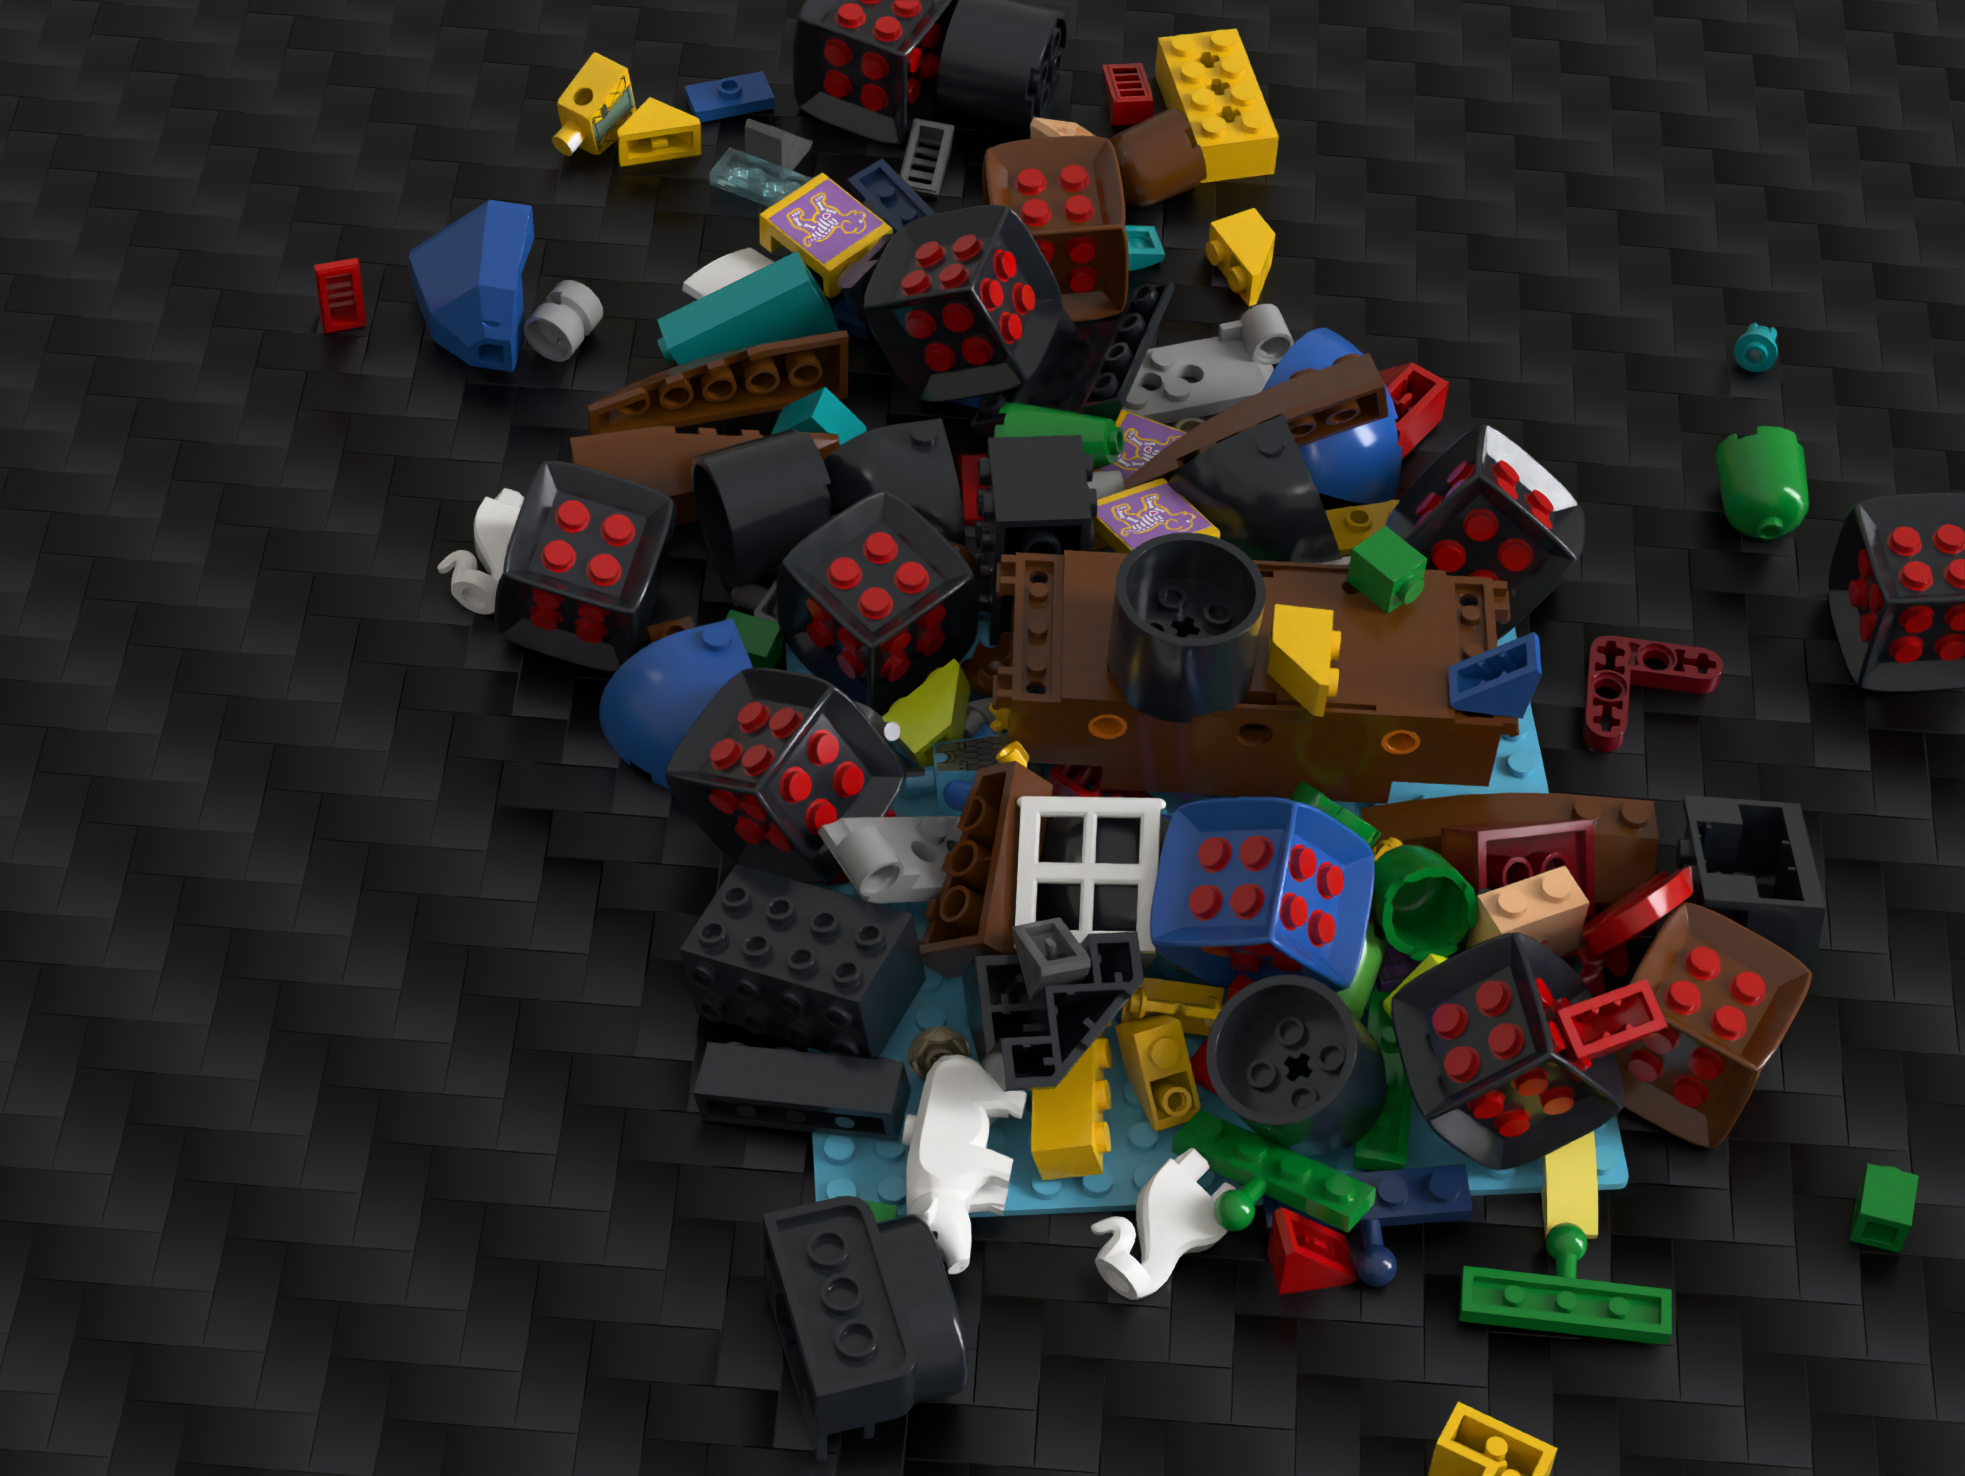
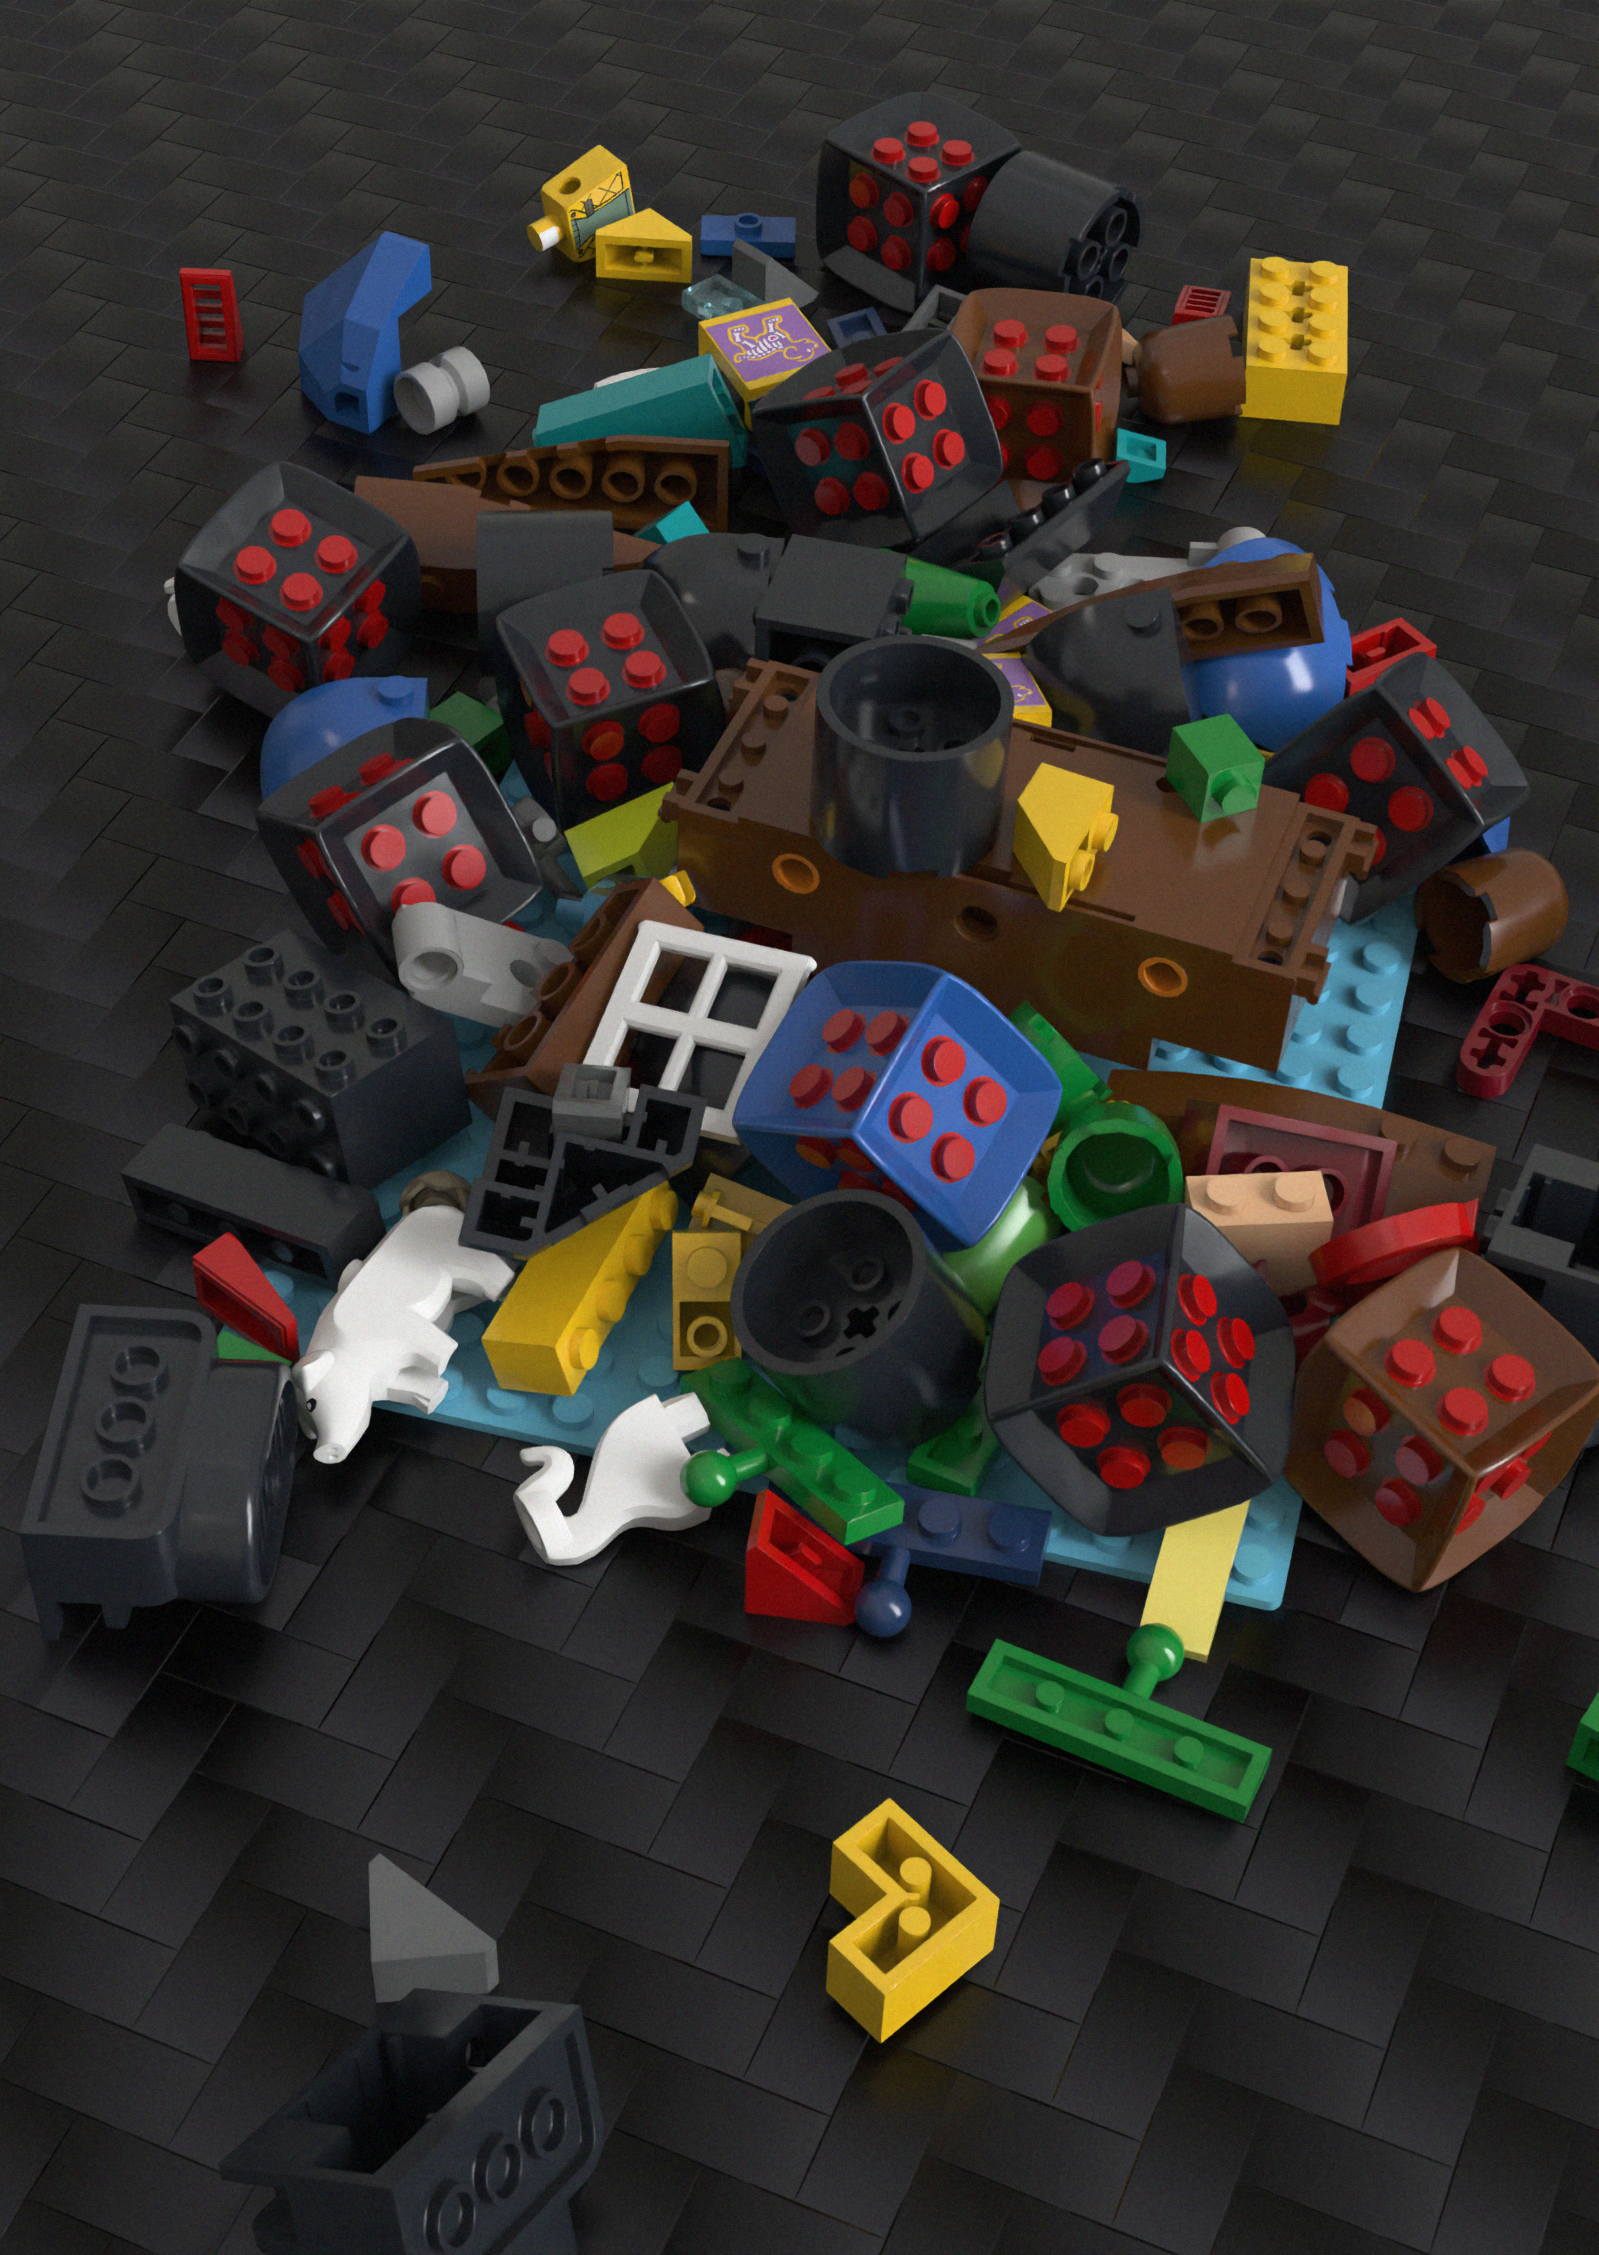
camera: 20 degrees right, 5 degrees down
(837, 1167) = (243, 1298): none -> red slope
(1242, 251) = (1258, 481): yellow slope -> none
(1497, 679) = (1301, 918): blue slope -> none
(1578, 608) = (1491, 912): none -> reddish brown cylinder
(1610, 1021) = (1283, 1359): red slope -> none

